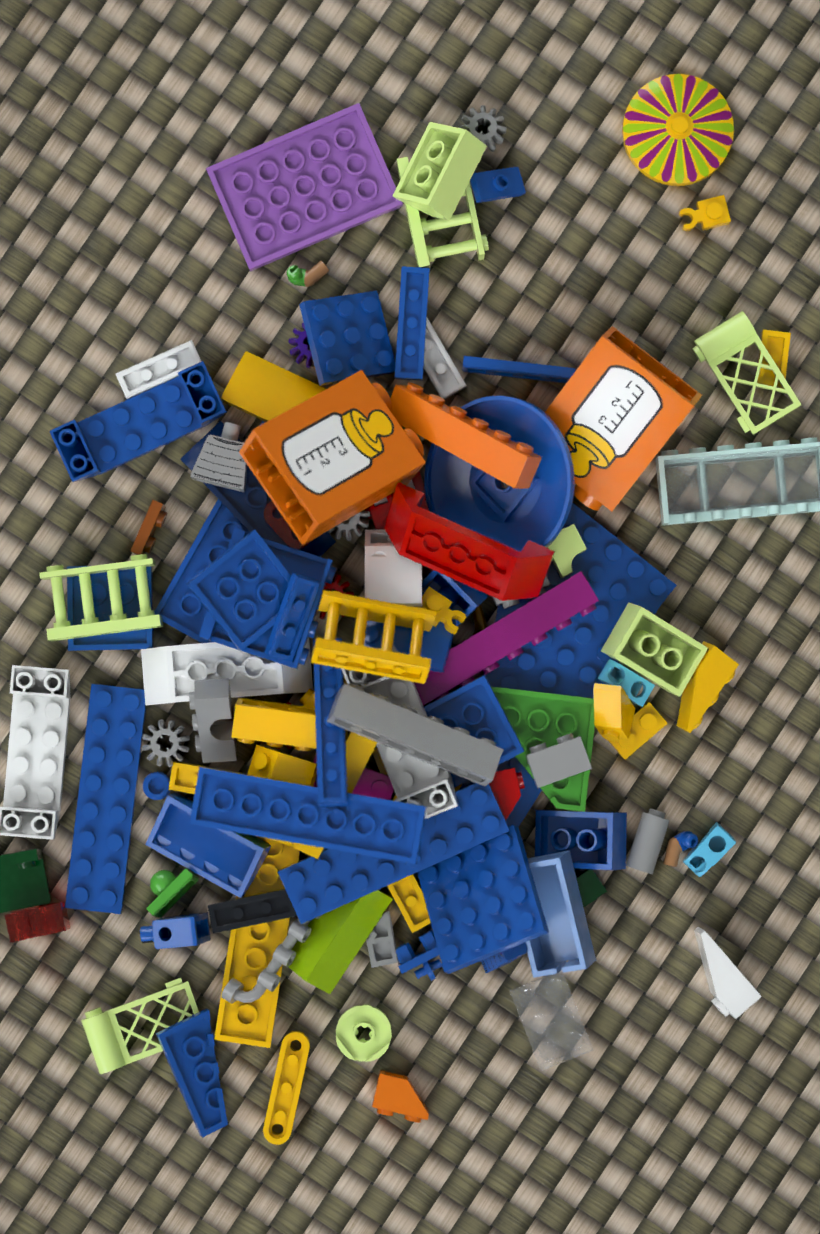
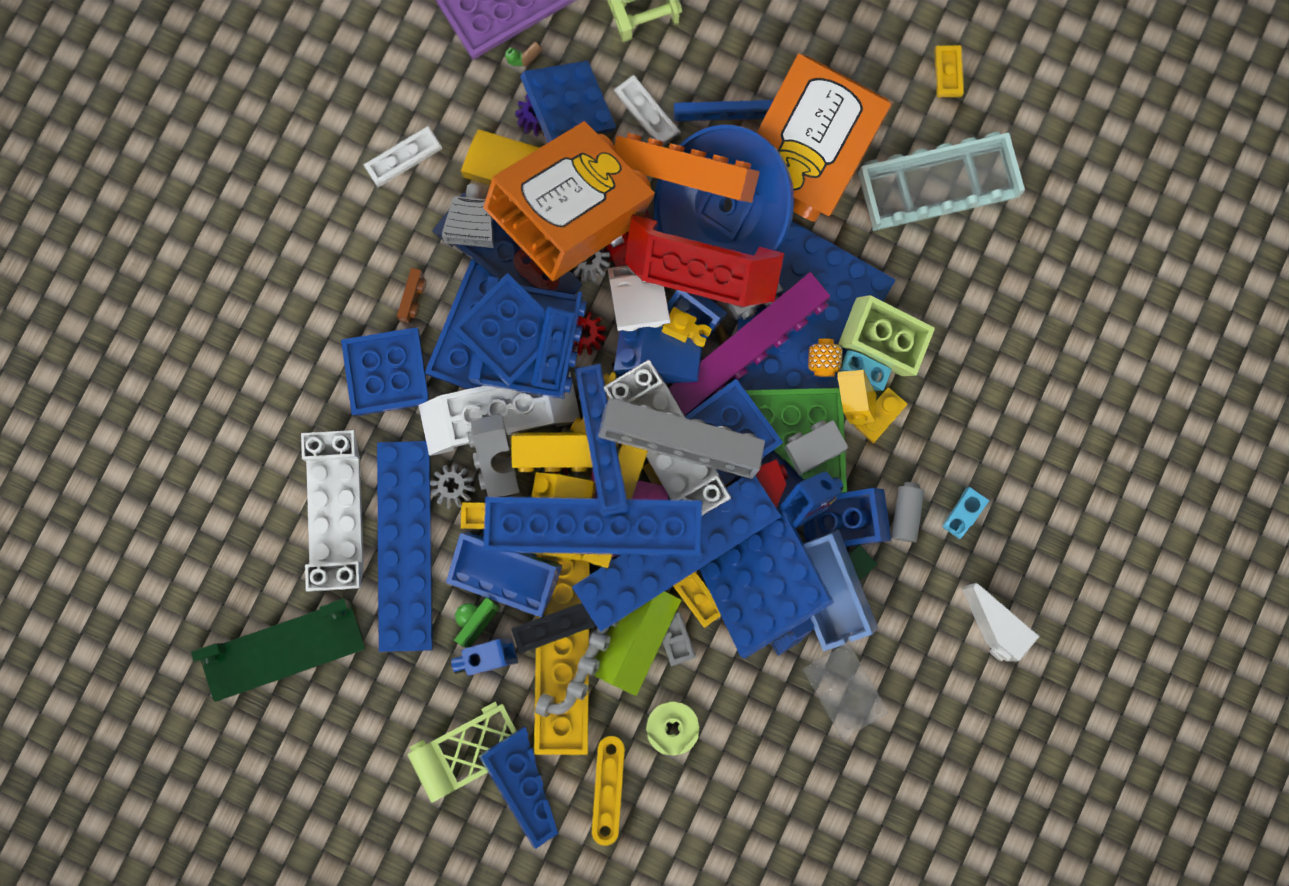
camera: 10 degrees left, 5 degrees down
(37, 921) = (354, 667): clear red brick -> none
(90, 624) = (369, 387): yellowish green fence -> none
(139, 424) = (391, 205): blue slope -> none
(156, 785) = (449, 527): blue tile -> none
(367, 659) = (630, 372): yellow fence -> none
(398, 1095) = (712, 781): orange slope -> none
(409, 960) = (704, 653): blue hips -> none
(412, 323) = (623, 82): blue plate -> none
(545, 816) = (818, 490): none -> blue torso
(566, 547) = (795, 255): yellowish green brick -> none
(584, 664) = (825, 358): none -> light orange head
(677, 845) = (935, 512): arm -> none
(704, 686) = (936, 365): yellow slope -> none
(724, 343) = (903, 63): yellowish green piece -> none

